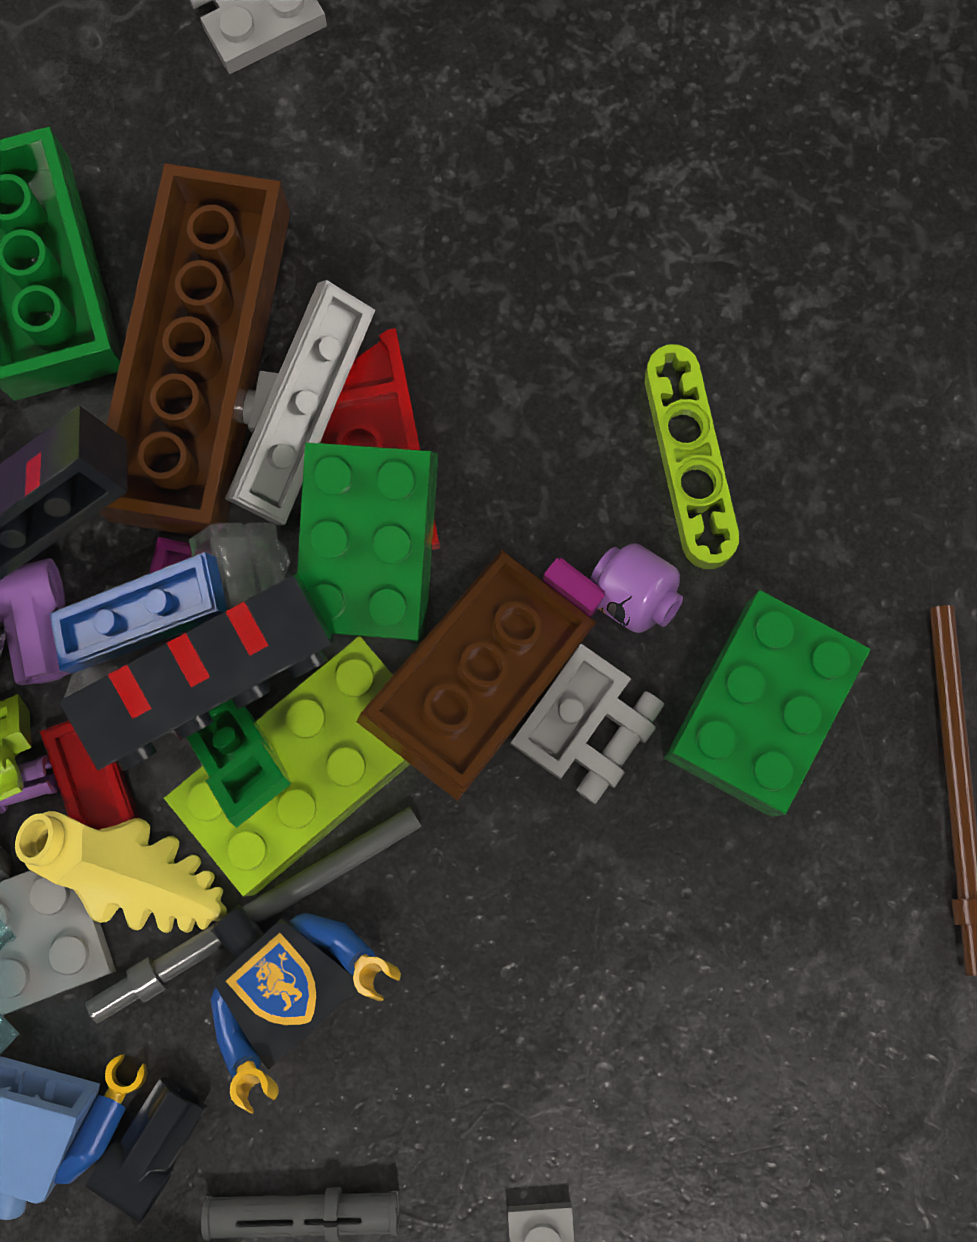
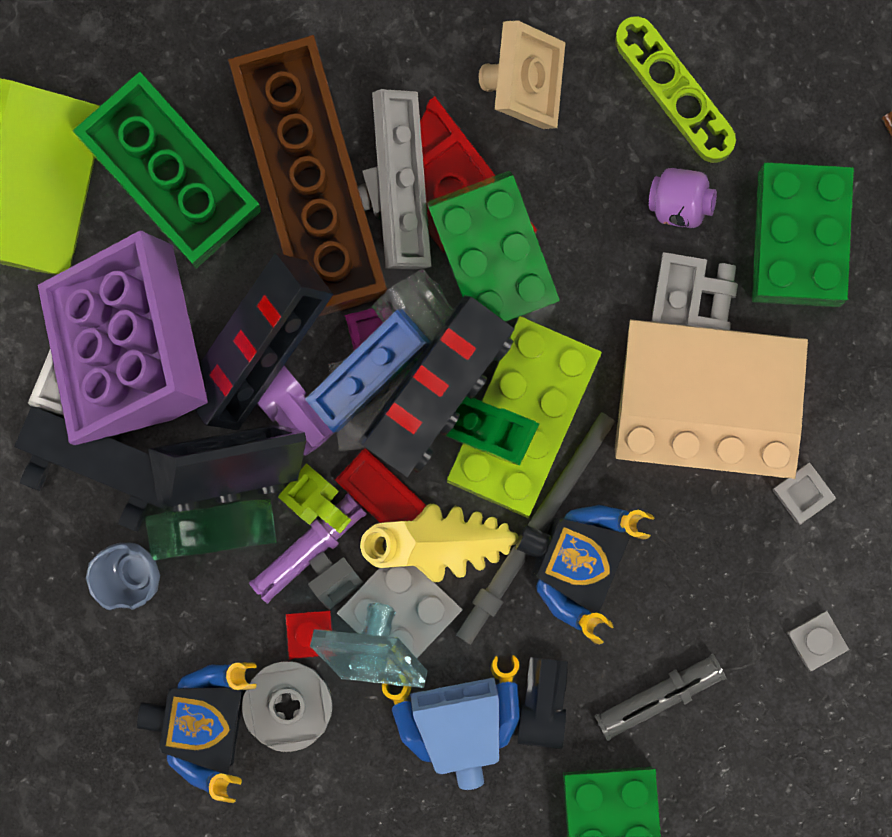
camera: 20 degrees left, 5 degrees up
(476, 674) = (608, 302): reddish brown tile -> none
(518, 350) = (527, 75): none -> tan tile
(555, 865) = (712, 399): none -> tan slope
(574, 586) = (641, 217): magenta tile -> none
(614, 1037) = (804, 494): none -> light grey plate

